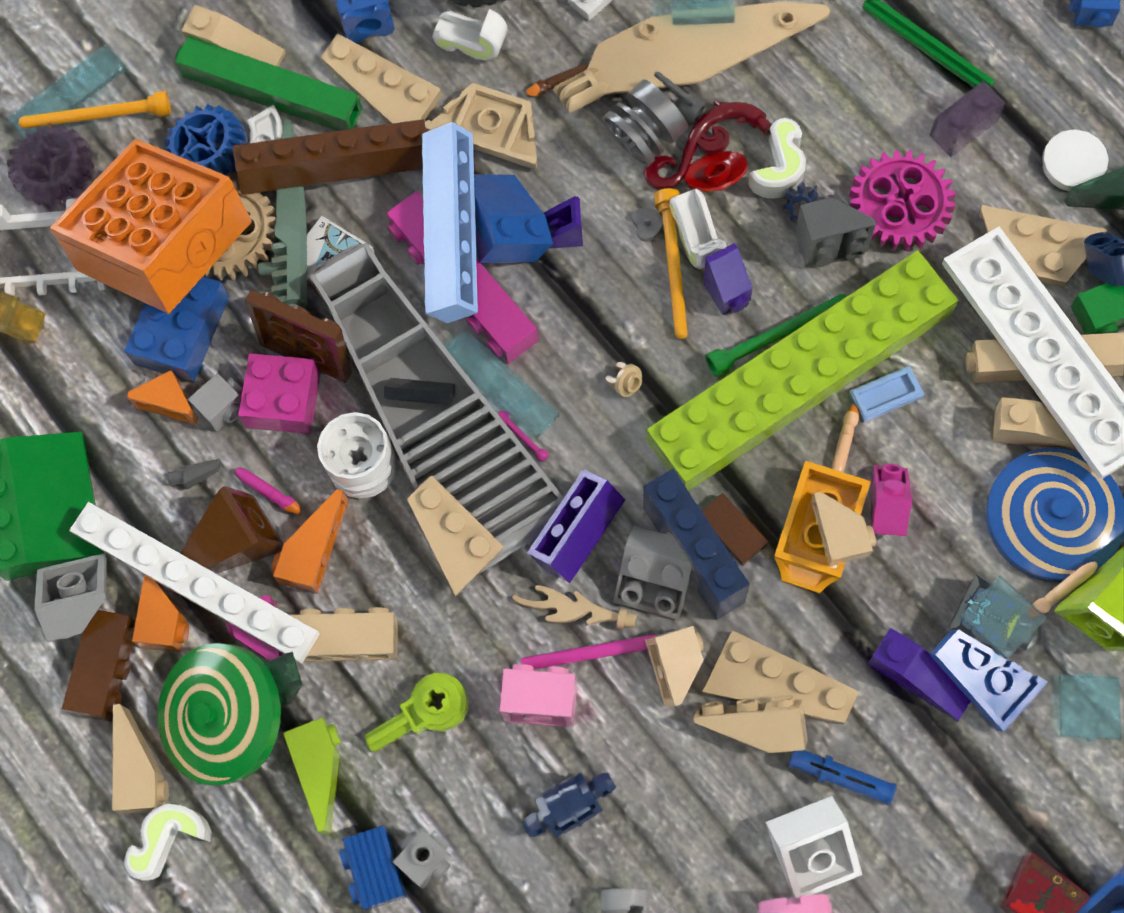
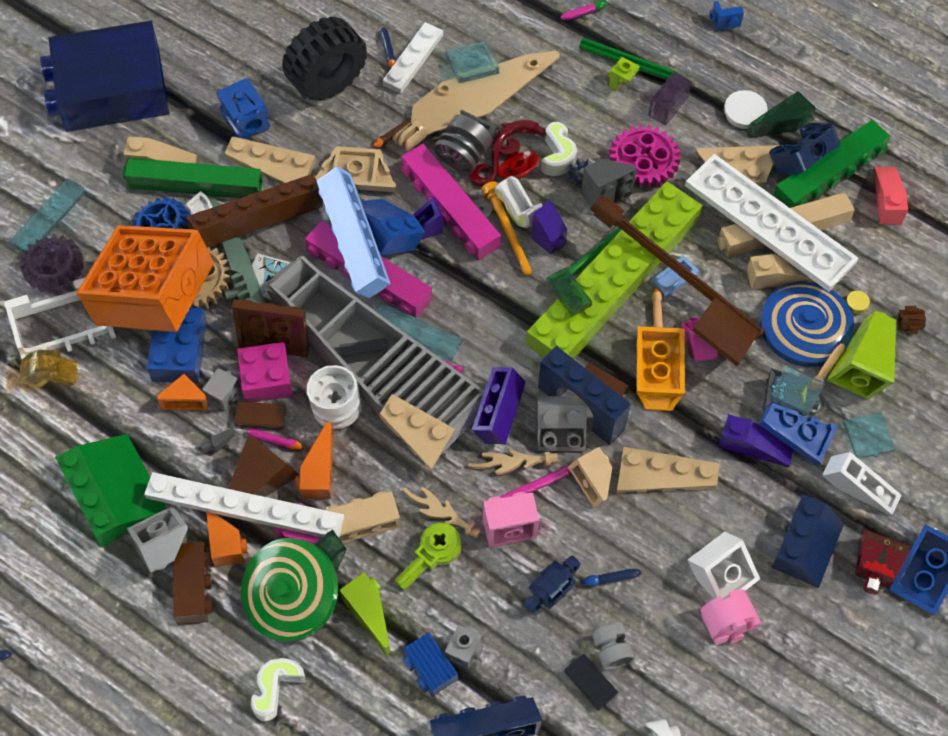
camera: 25 degrees left, 10 degrees down
(136, 775) = (241, 649): tan slope -> none
(155, 104) = (118, 207): light orange piece -> none
(258, 451) = (260, 415): none -> reddish brown tile
(452, 654) = (436, 511): none -> tan piece
(471, 36) = (326, 118): white animal -> none
(605, 204) = (456, 207): none -> dark pink brick
(627, 380) = (502, 307): tan plate -> none
(653, 813) = (594, 580): none -> dark blue piece
(720, 388) = (568, 291): none -> clear green plate
(764, 725) = (669, 498): tan slope -> none
(842, 531) = (676, 361): tan slope -> none
(882, 790) = (723, 518): blue pin -> none
(909, 63) = (622, 71): none -> lime bracket
(930, 494) = (722, 323): none -> reddish brown flag
(948, 842) = (809, 541): none -> dark blue slope
(1053, 778) = (859, 481): none -> white slope

